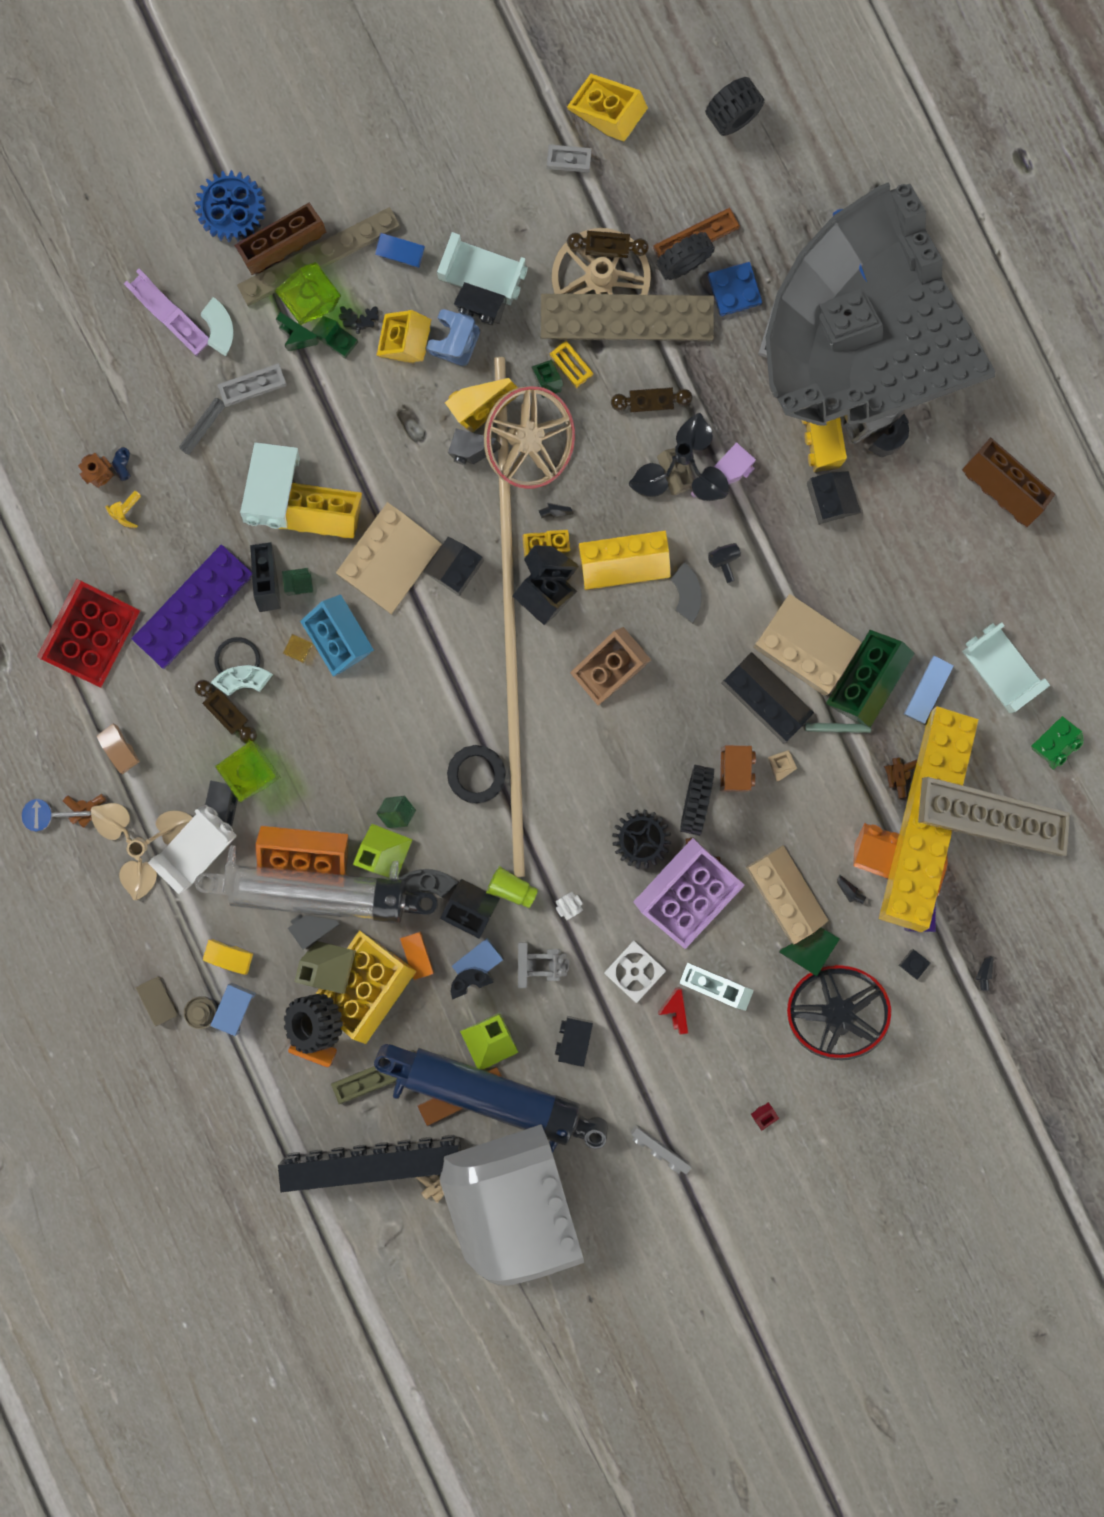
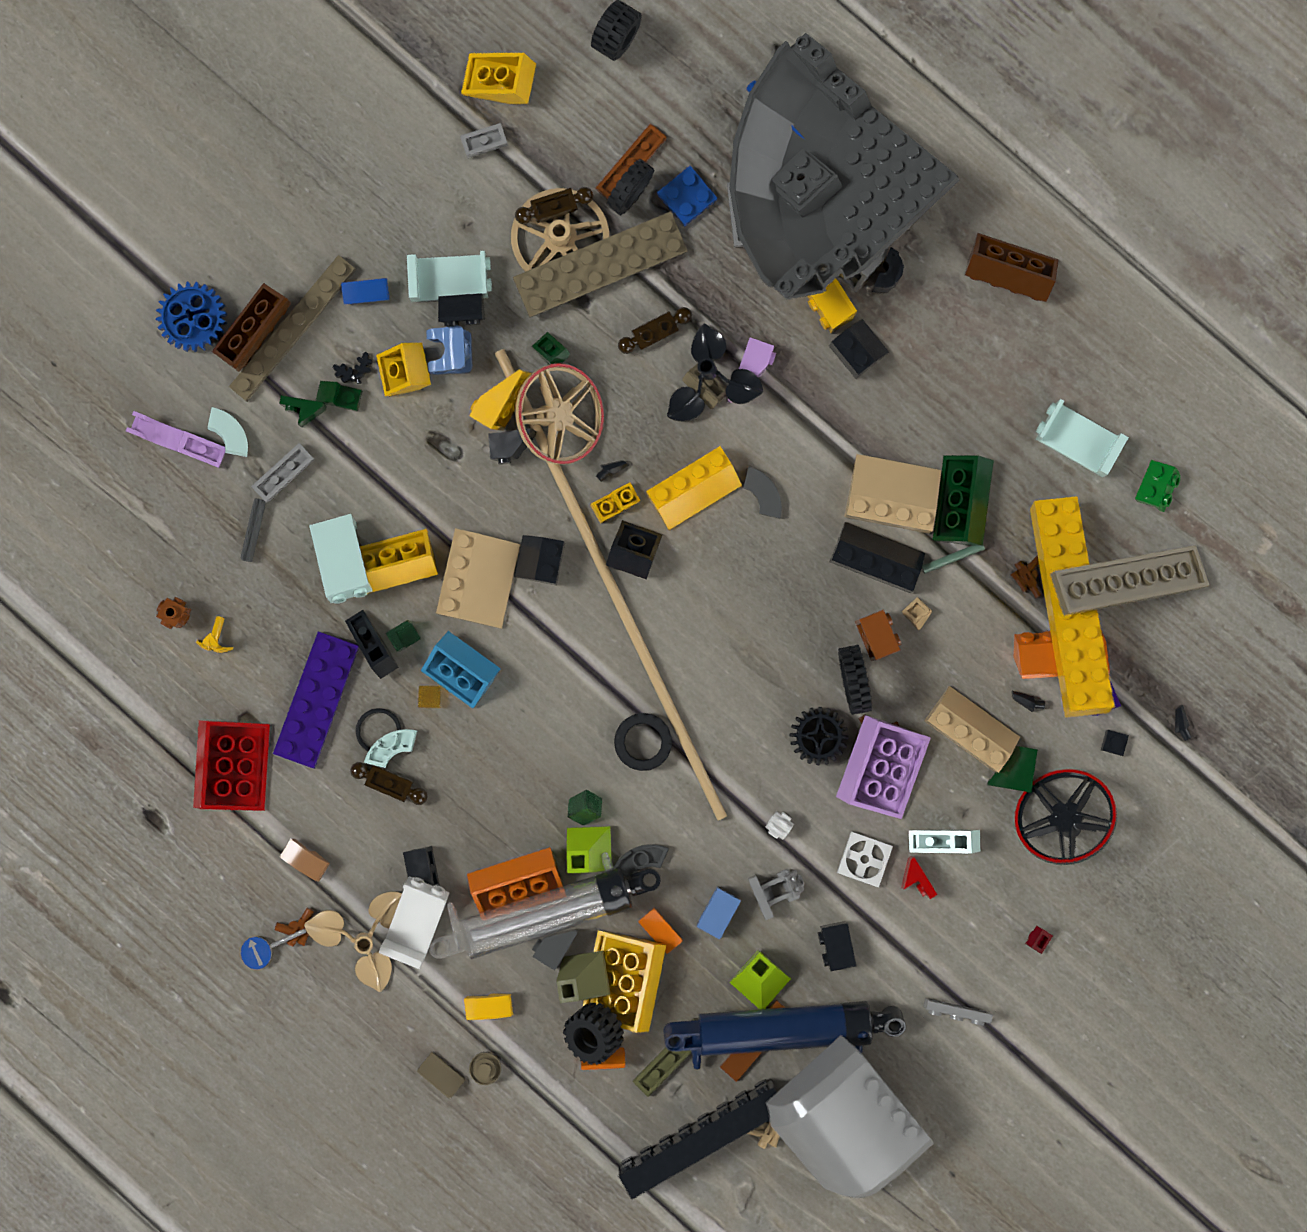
camera: 25 degrees left, 0 degrees up
(119, 463) = (191, 596): dark blue arm -> none
(232, 1009) = (513, 1052): medium blue panel -> none
(247, 771) = (433, 829): clear neon green slope -> none
(308, 293) = (299, 367): clear neon green slope -> none
(467, 977) = (717, 930): black cylinder -> none
(470, 908) = (690, 867): black slope -> none
(511, 888) = (720, 832): lime plant -> none
(549, 564) = (627, 521): black slope -> none
(582, 378) = (583, 337): yellow tile -> none
(610, 665) = (722, 590): medium nougat slope -> none
(722, 557) = (781, 447): black piece -> none
(928, 689) = (1020, 487): light blue tile -> none

